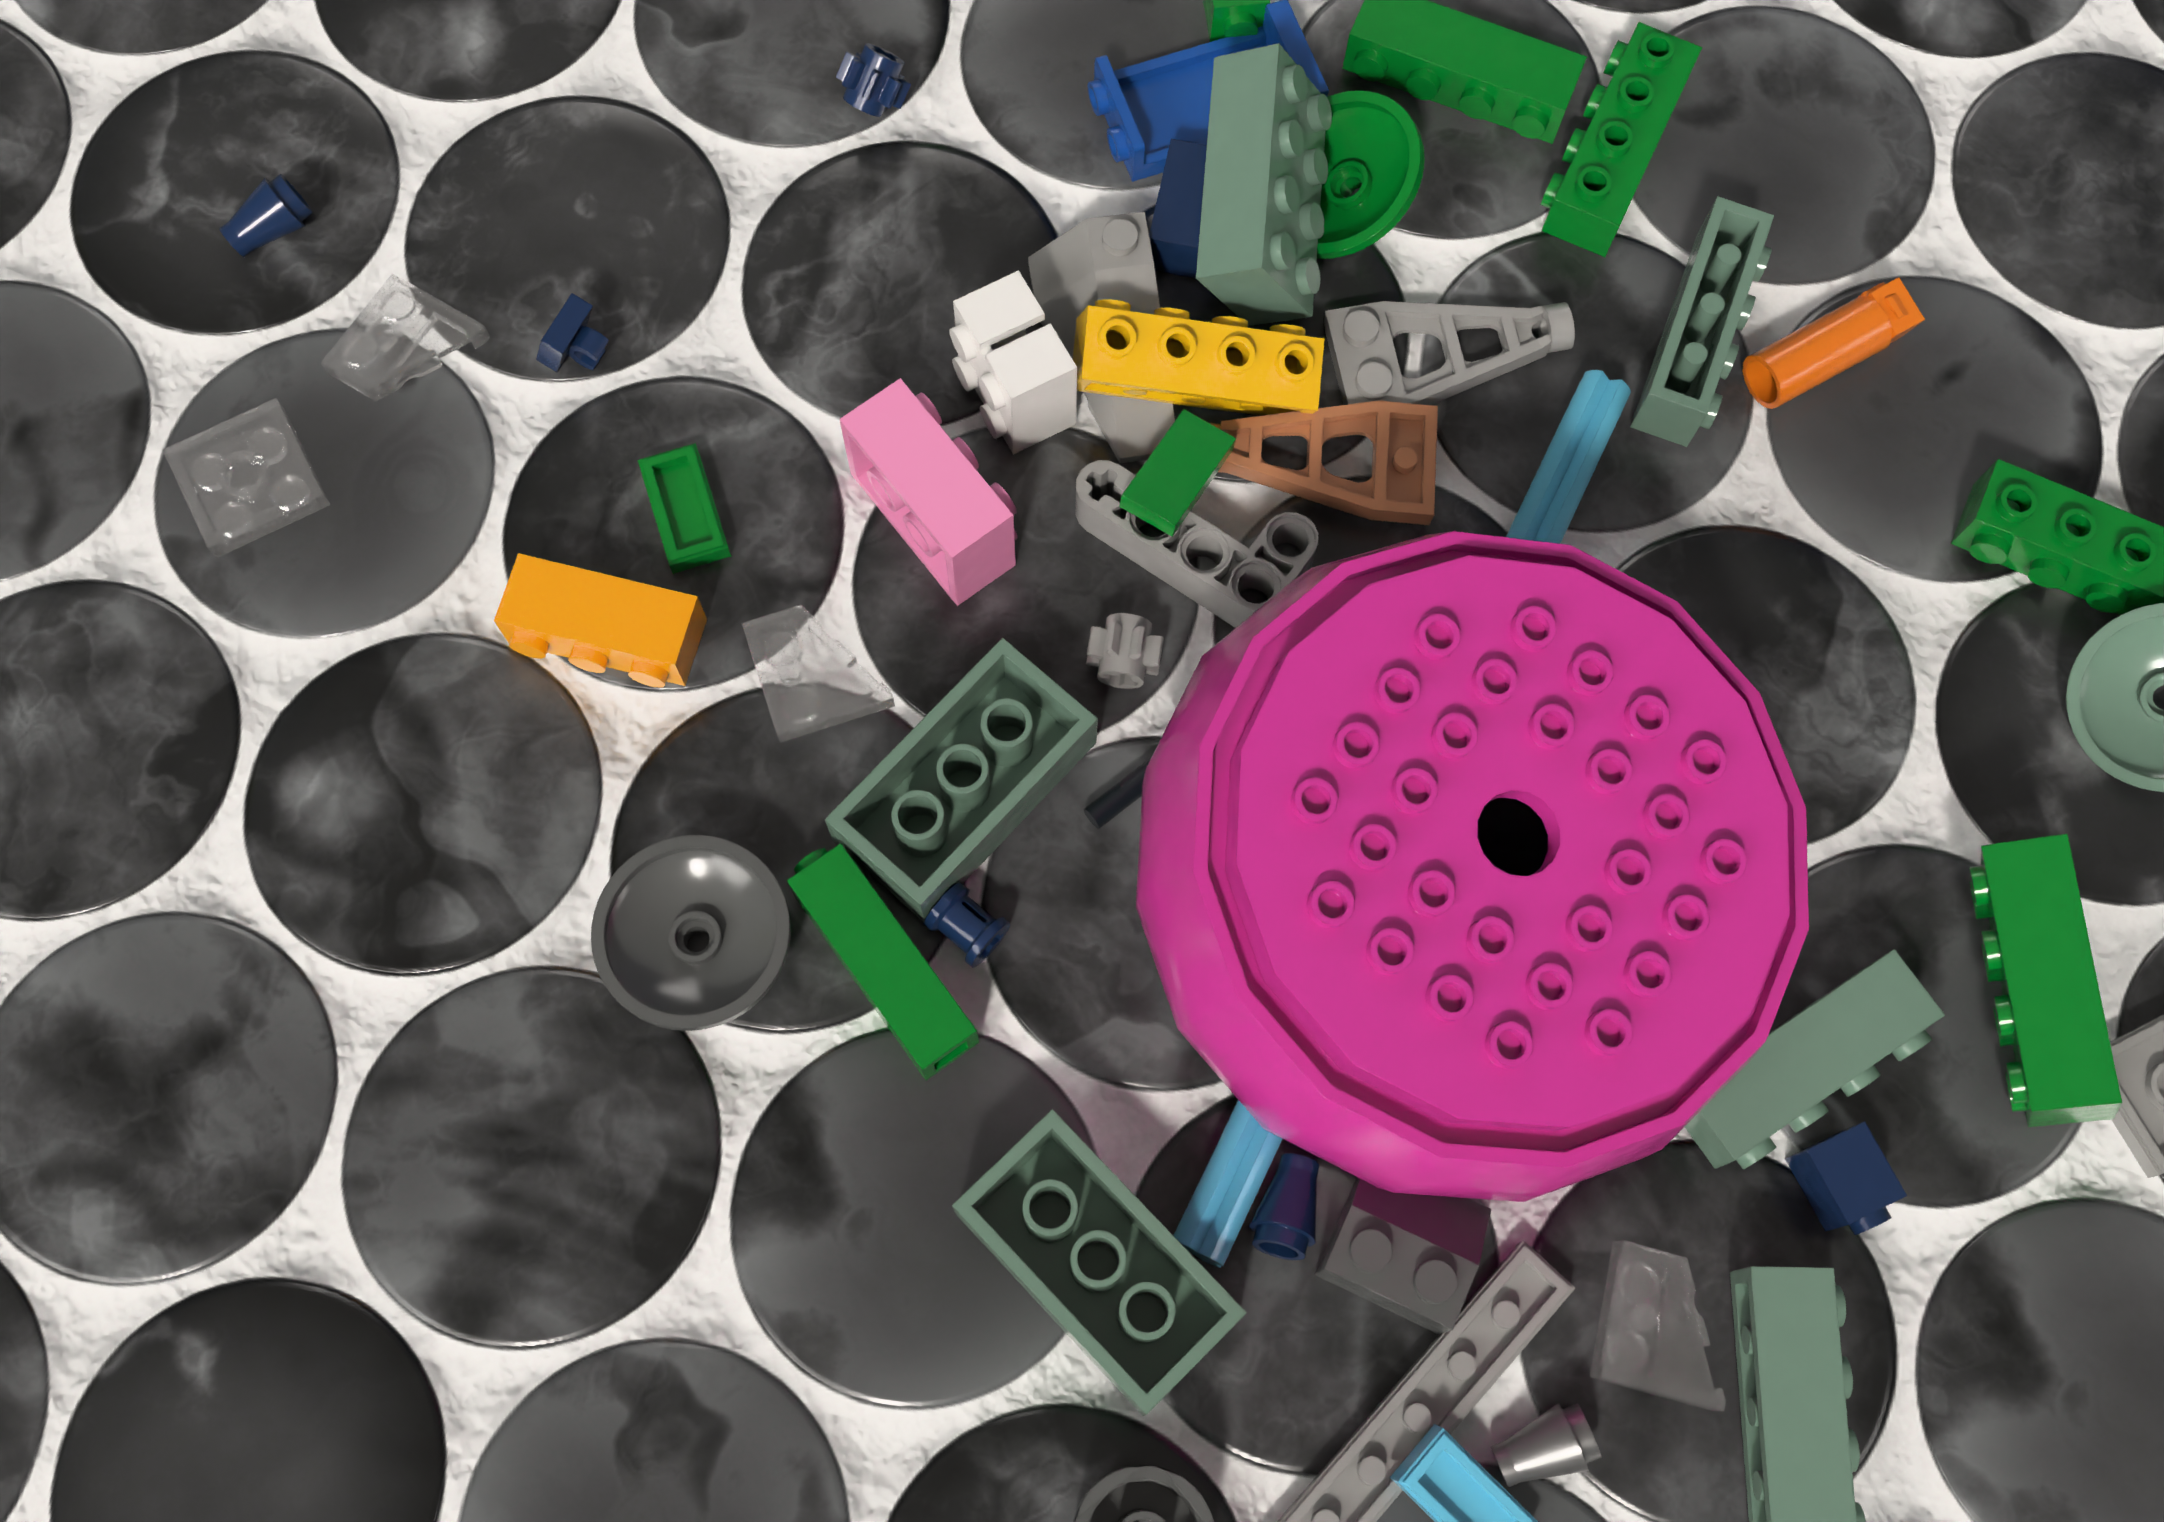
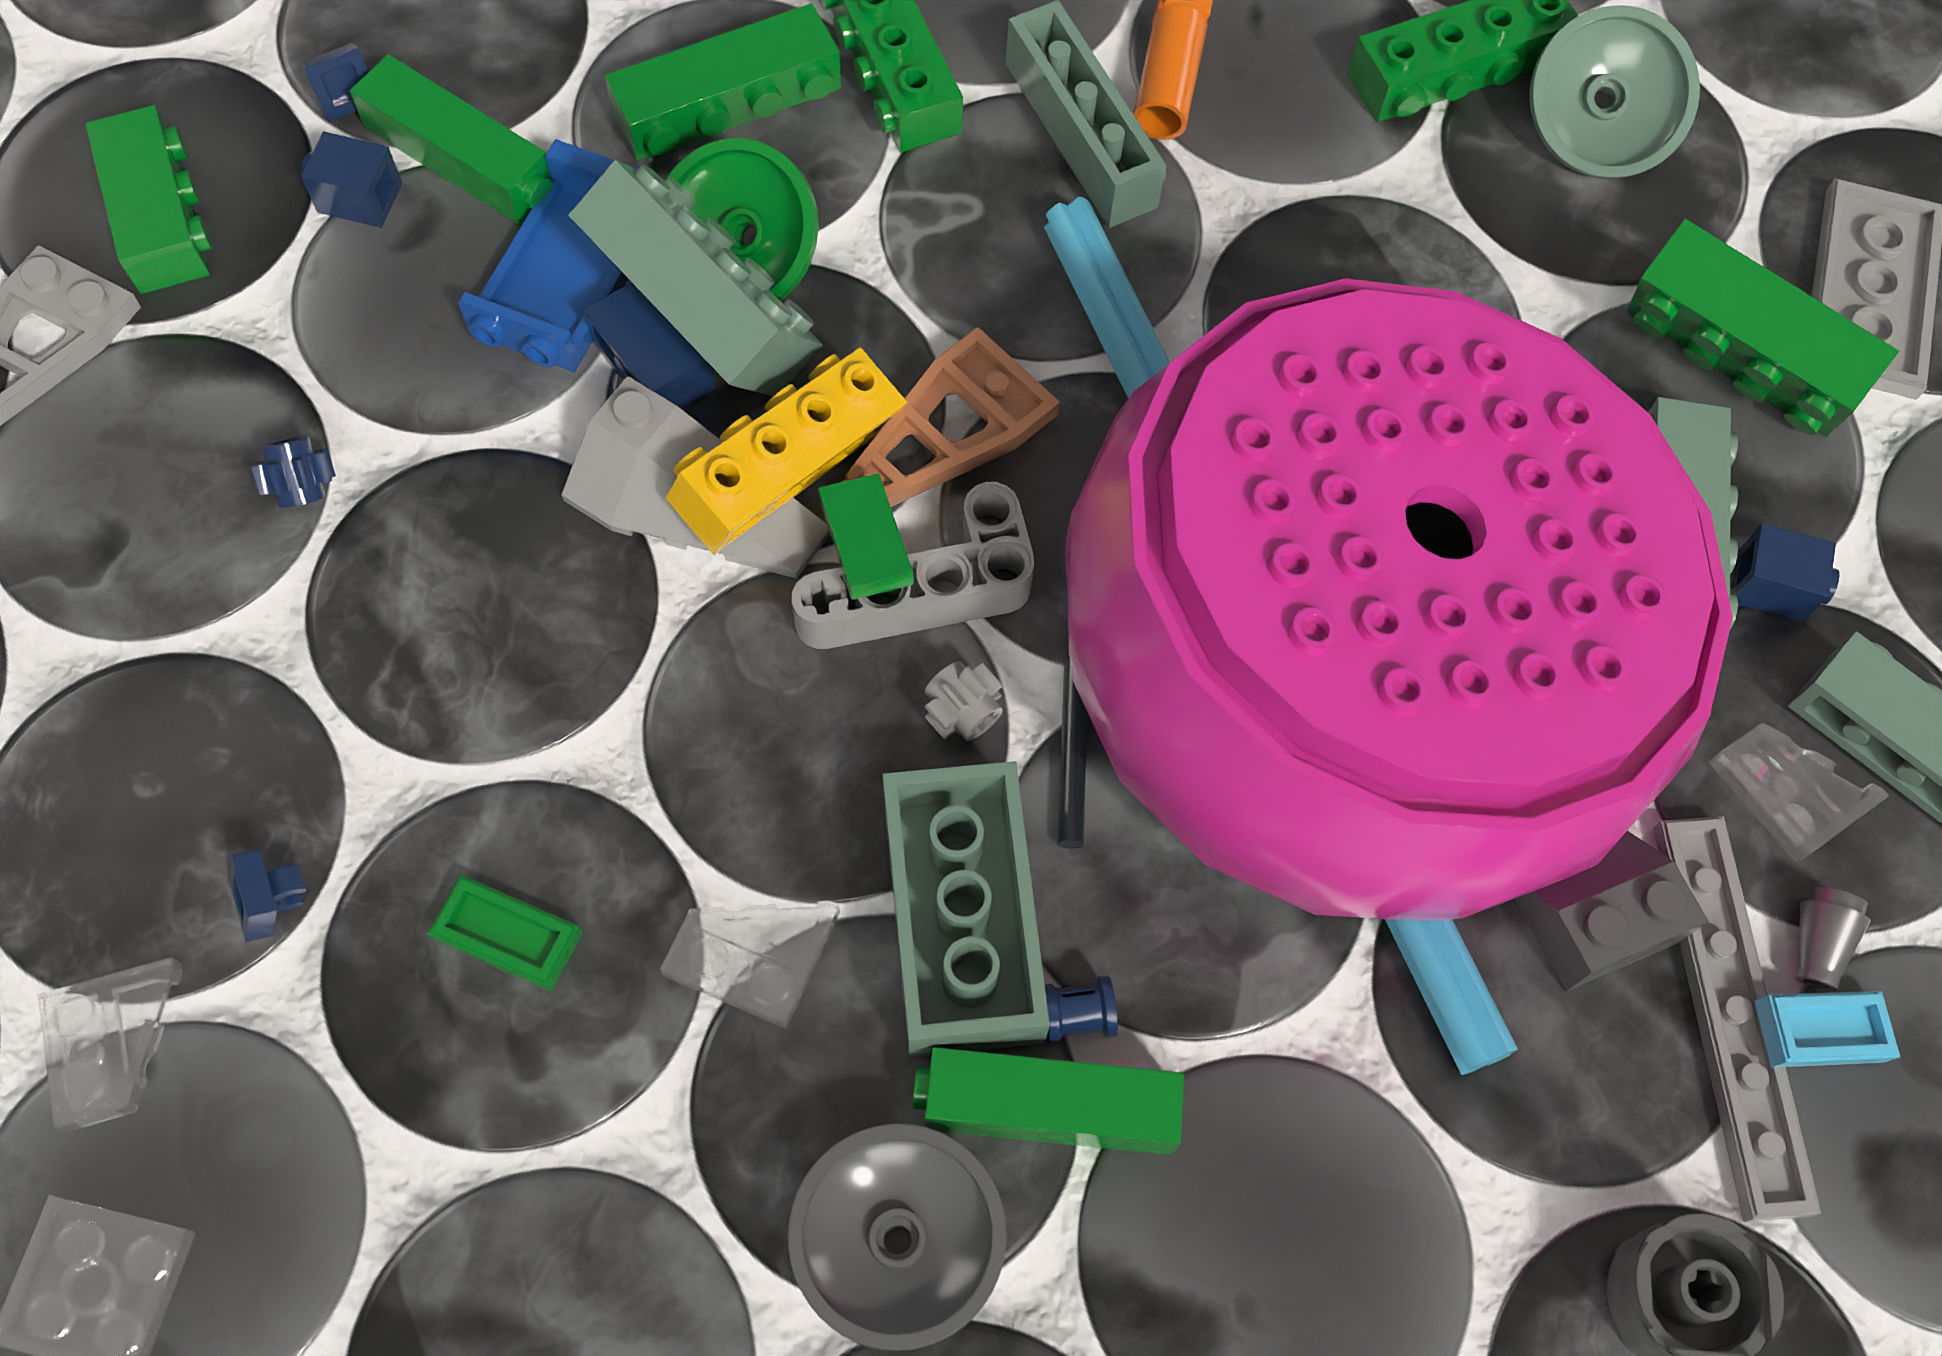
camera: 50 degrees left, 5 degrees down
(600, 621) = (542, 1085): light orange brick -> none
(931, 490) = (697, 724): bright pink brick -> none
(1020, 377) = (670, 593): white piece -> none
(1098, 1262) = (1448, 1140): sand green brick -> none
(1287, 1212) = (1508, 965): dark blue cone -> none
(1368, 365) = (898, 345): light grey plate -> none

